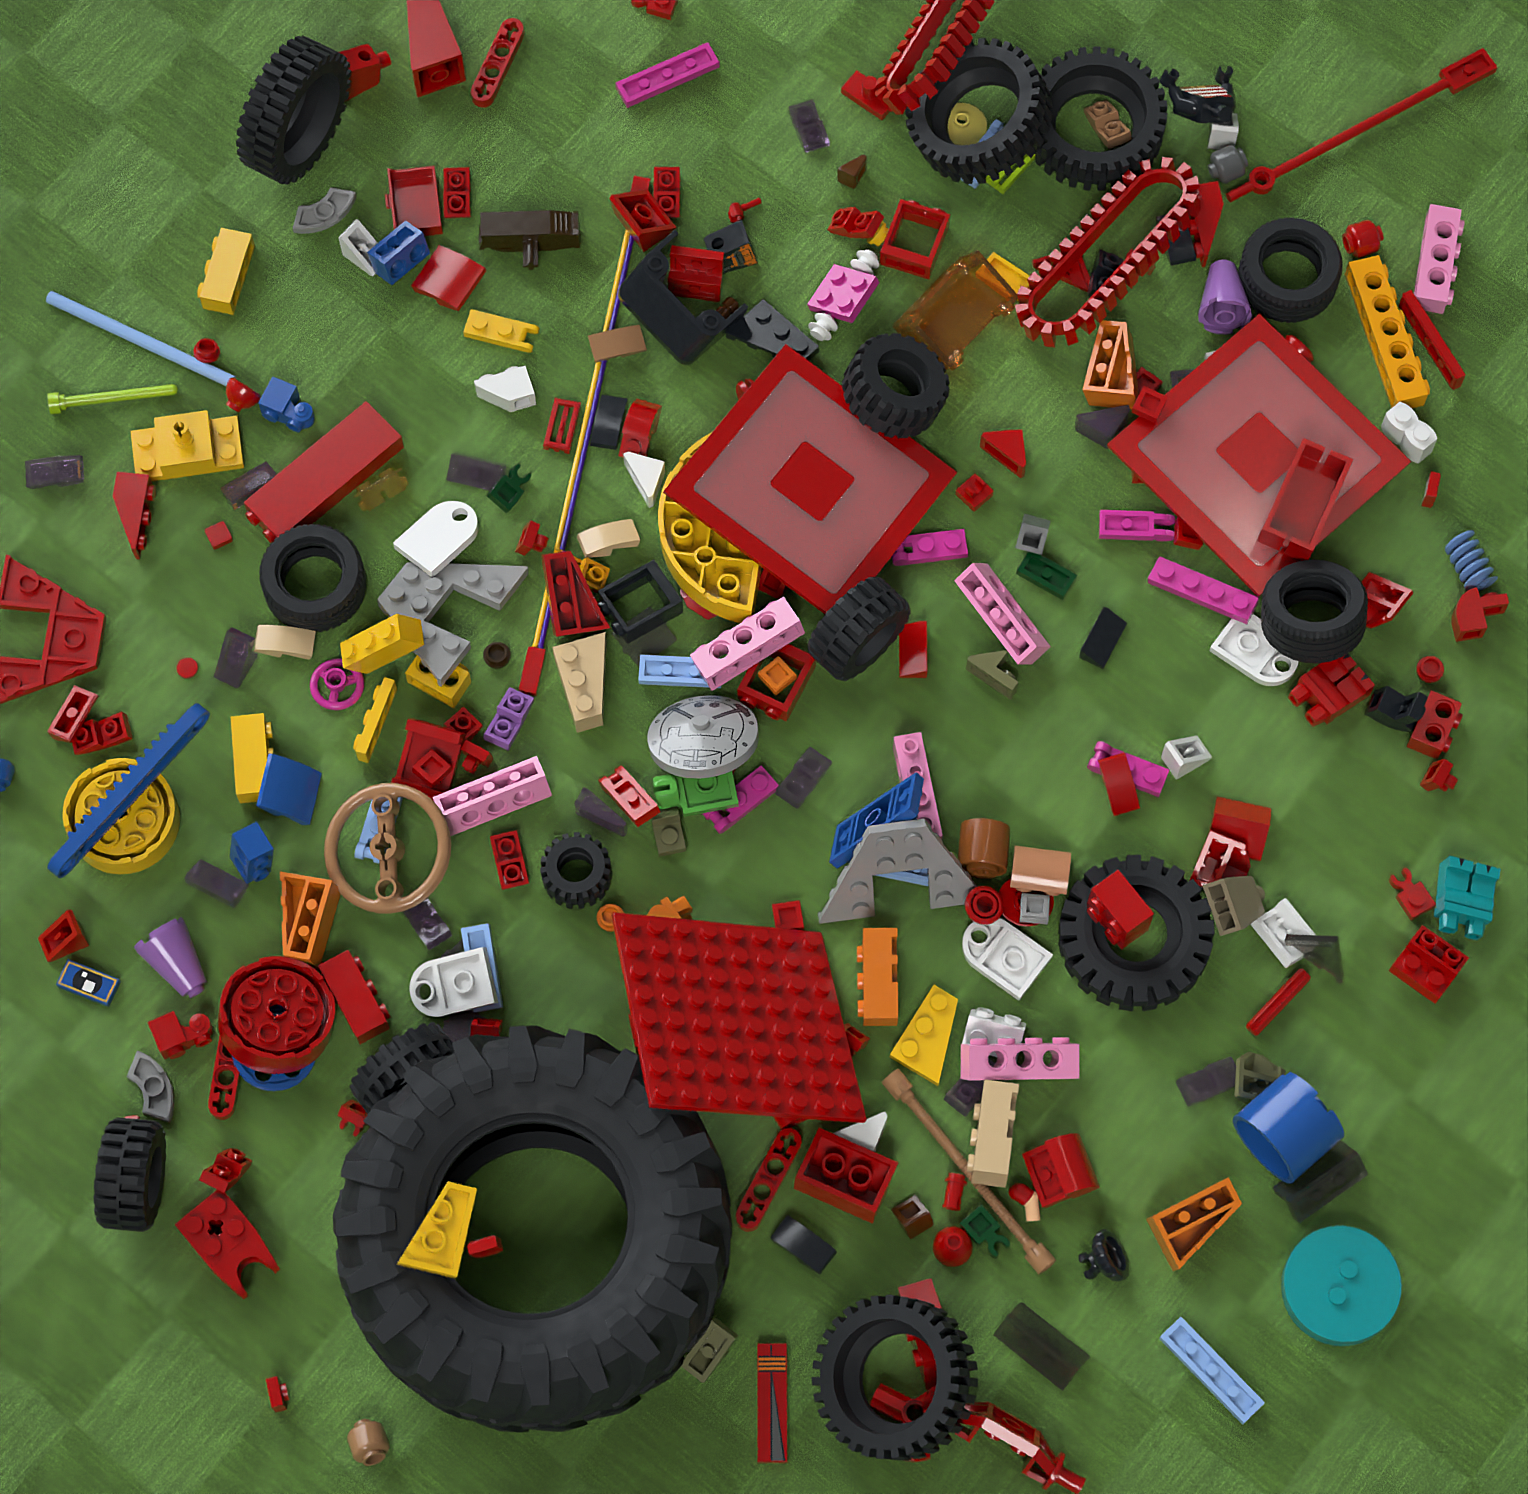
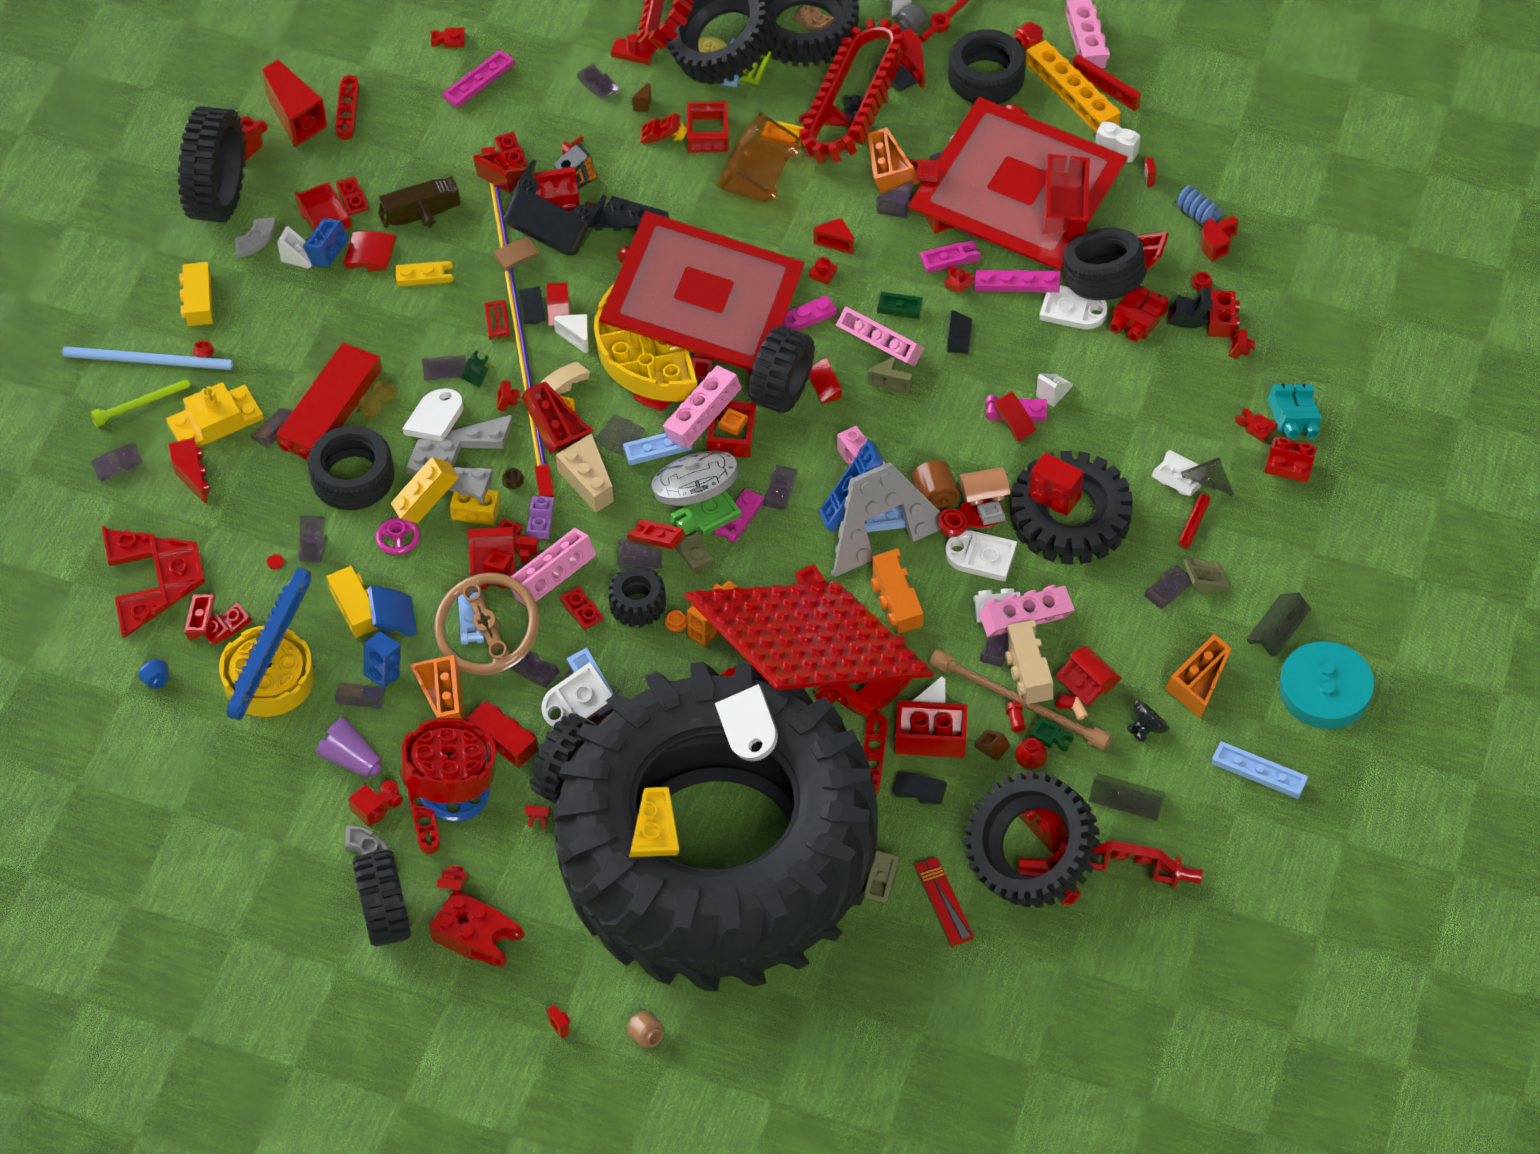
camera: 20 degrees left, 15 degrees down
(63, 937) = (255, 765): red slope -> none
(88, 983) = (286, 793): tile -> none
(218, 535) = (263, 467): red piece -> none
(240, 395) = (242, 368): red brick -> none
(280, 402) = (277, 368): blue brick -> none
(286, 640) = (342, 517): tan slope -> none
(375, 719) = (437, 548): yellow plate -> none
(485, 1247) = (693, 823): red tile -> none
(508, 389) = (446, 307): white slope -> none
(601, 1136) = (748, 721): none -> white tile
(647, 573) = (619, 396): black window -> none
(843, 294) = (670, 175): plate -> none
(881, 406) = (737, 214): black tyre -> none
(927, 1036) = (949, 624): yellow wing -> none
(1032, 534) = (879, 280): dark grey brick -> none
(1131, 564) = (958, 279): none -> red tile
(1185, 537) = (989, 250): red plate -> none
(1220, 859) = (1112, 444): red slope -> none
(1224, 300) = (949, 99): medium lavender cone -> none
(1234, 902) = (1133, 461): dark tan torso -> none
(1242, 823) = (1114, 422): red slope -> none
(1288, 1127) = (1241, 588): blue brick -> none

